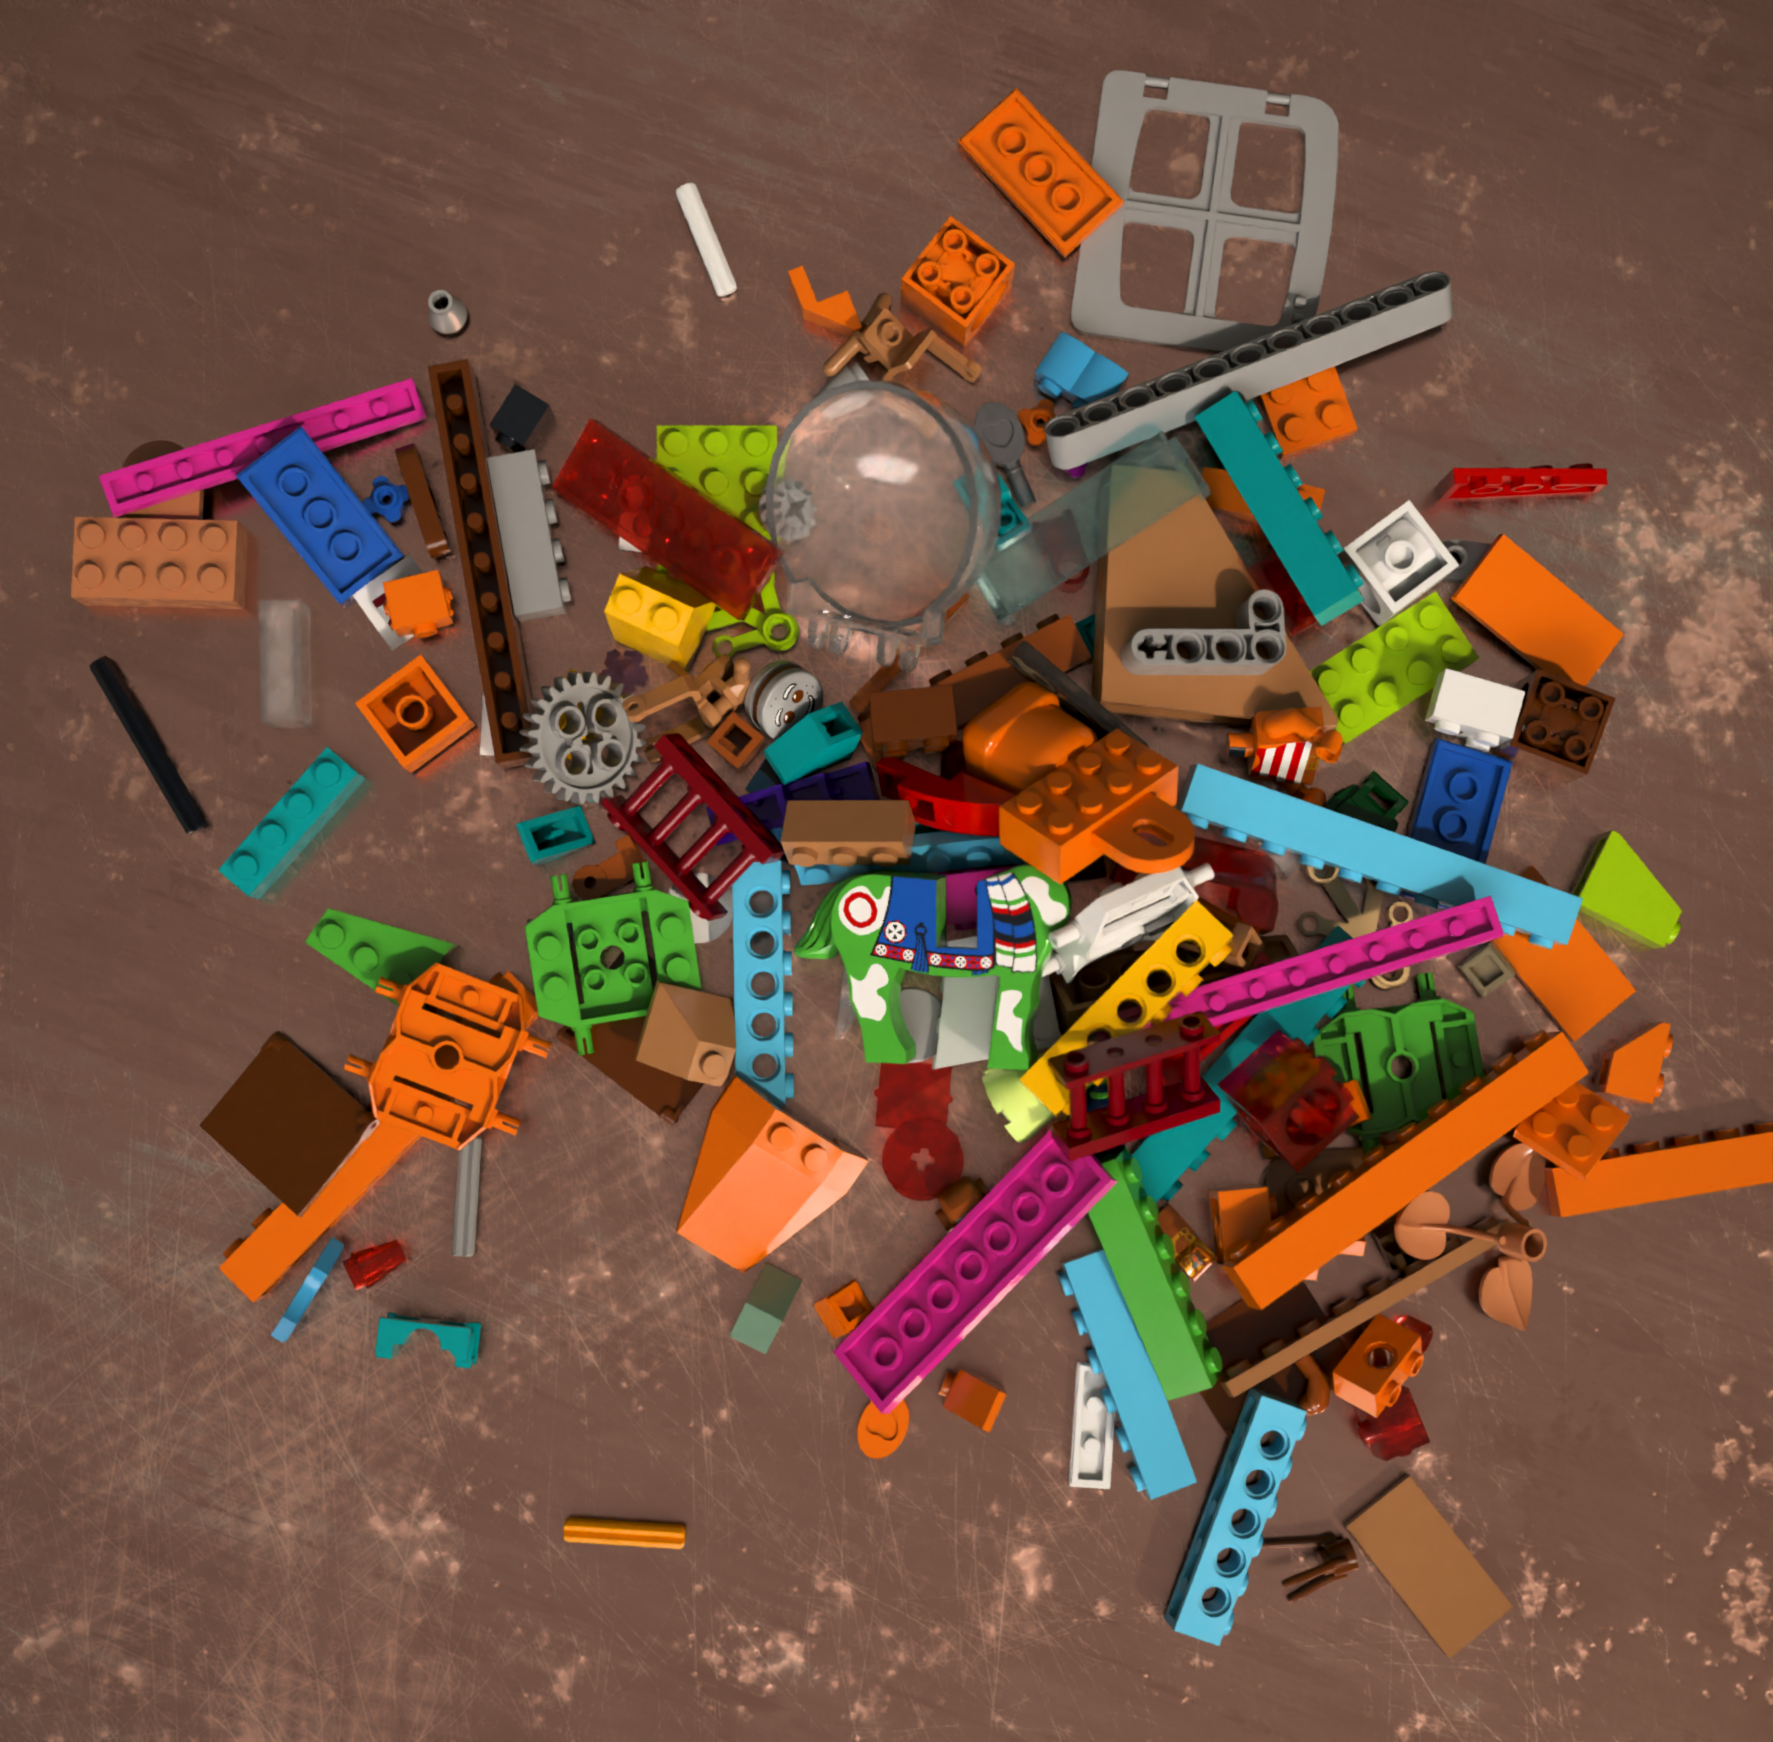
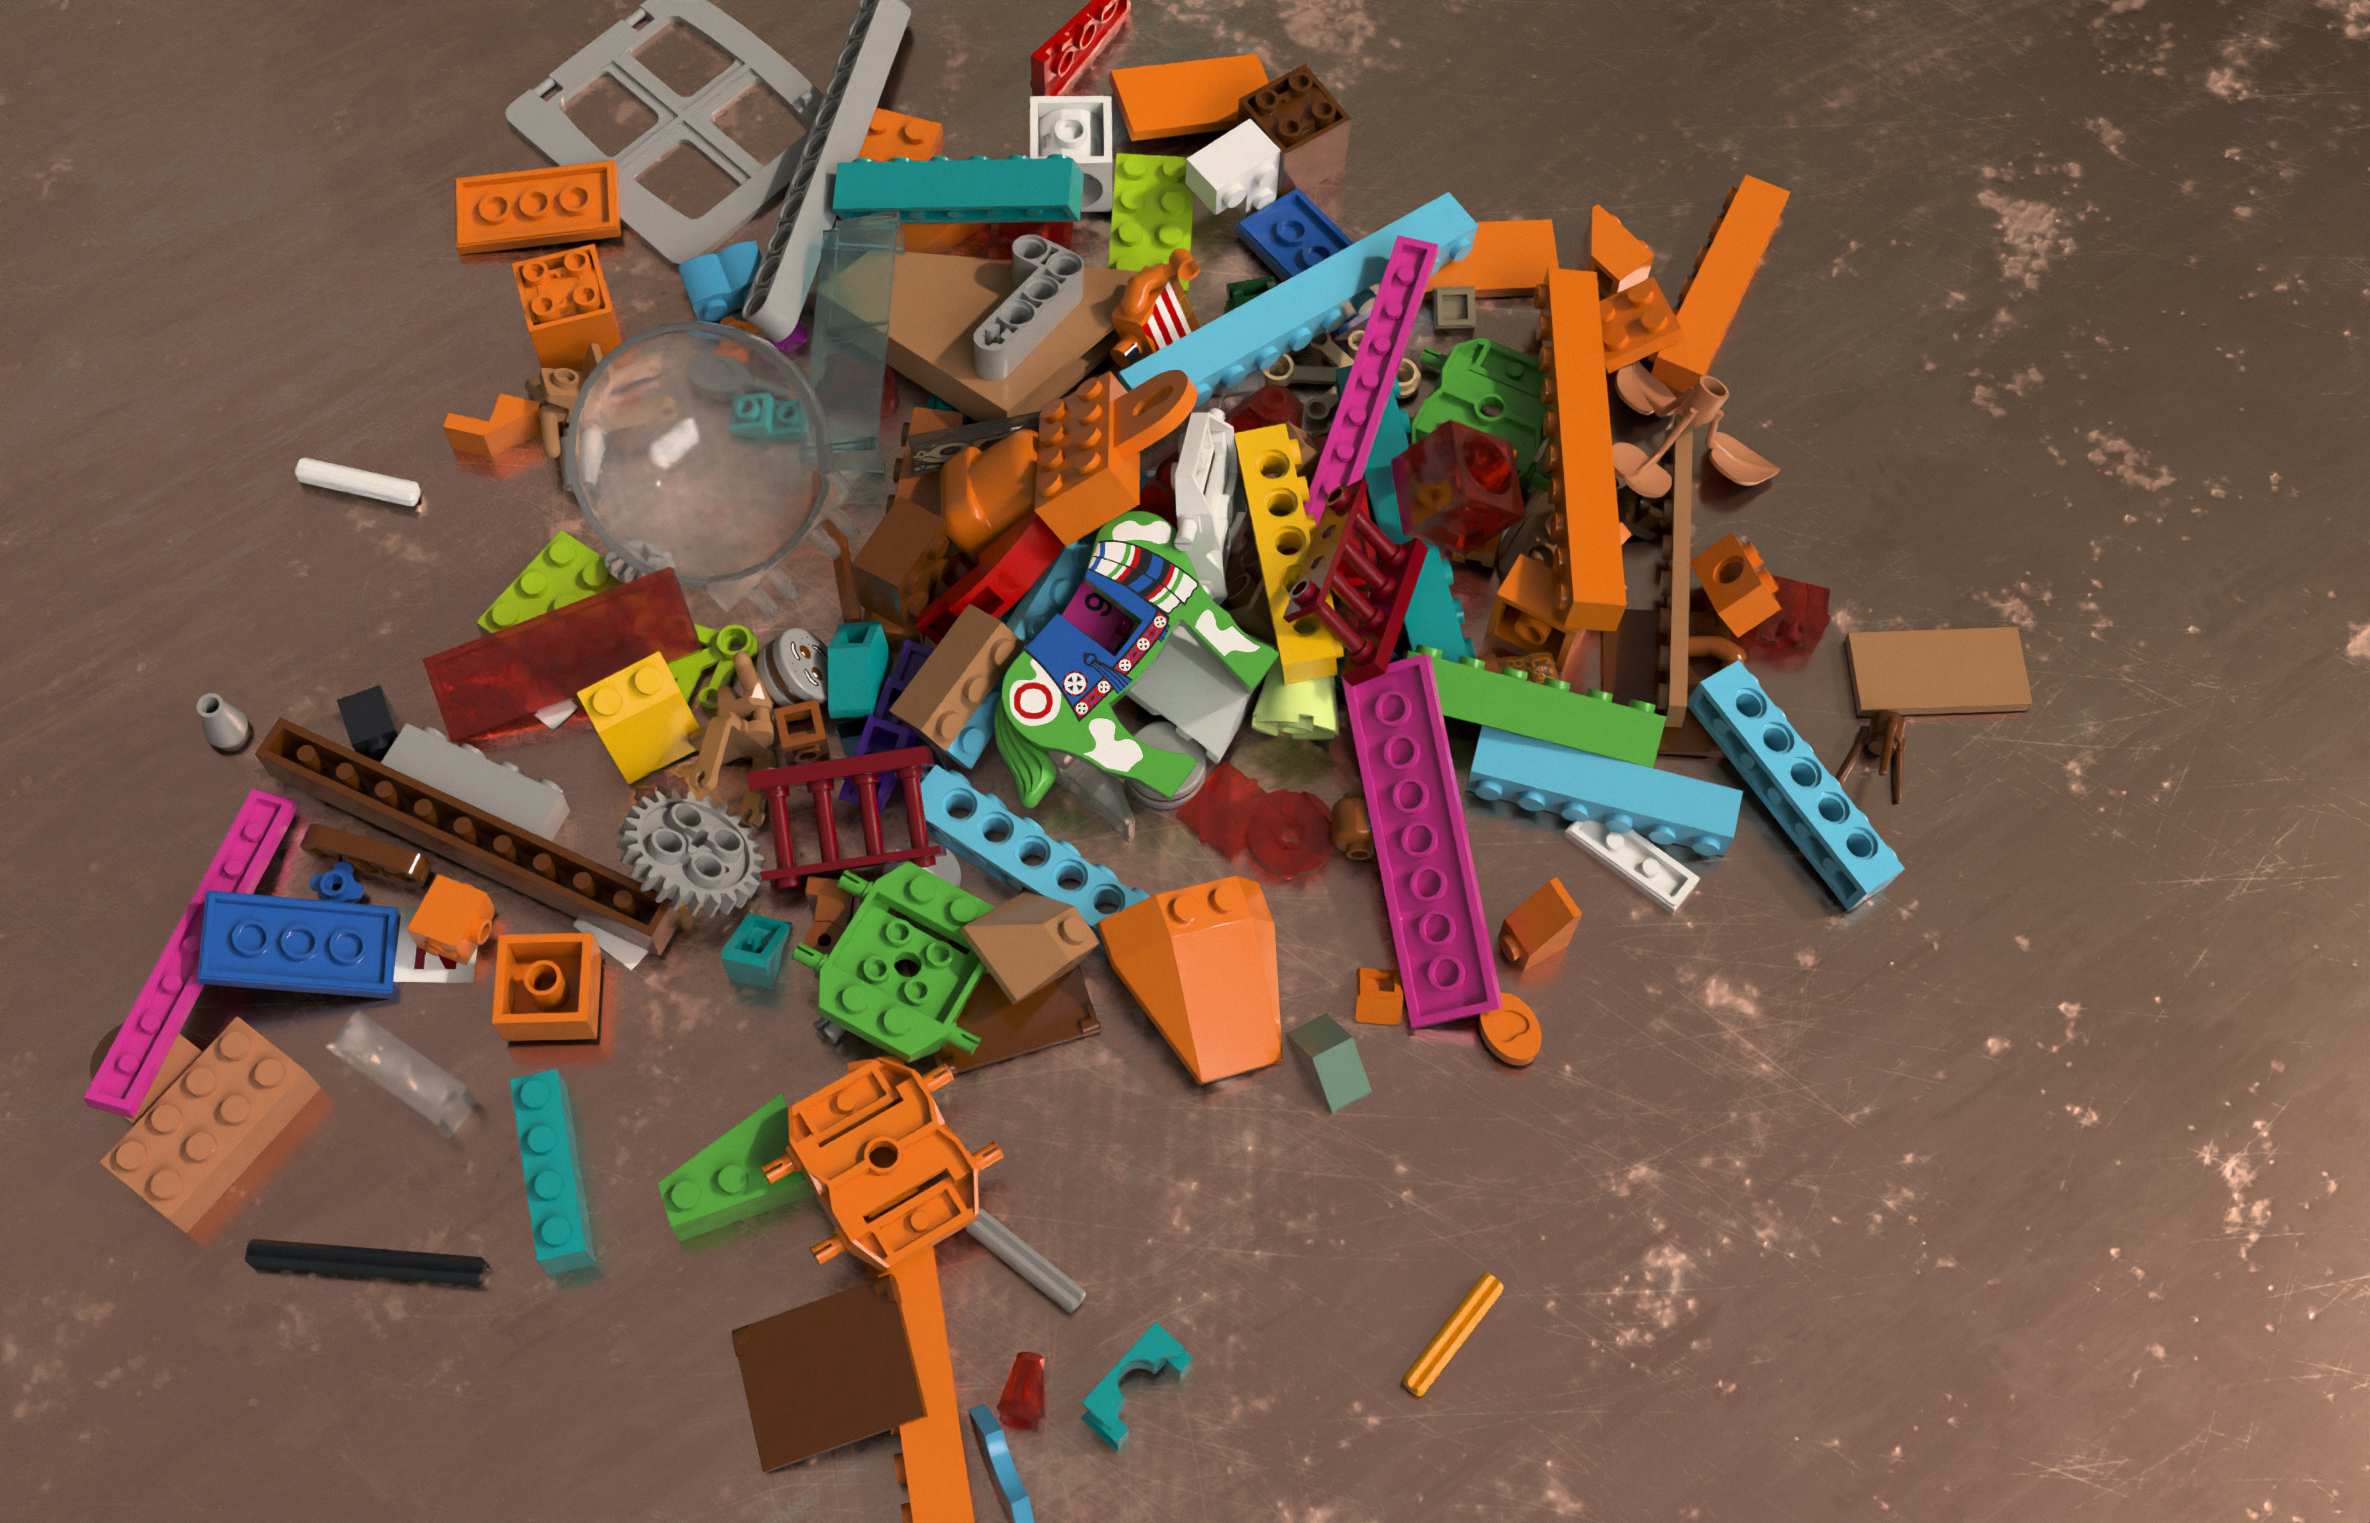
camera: 55 degrees left, 20 degrees down
(1626, 894) = (1473, 172): lime slope -> none

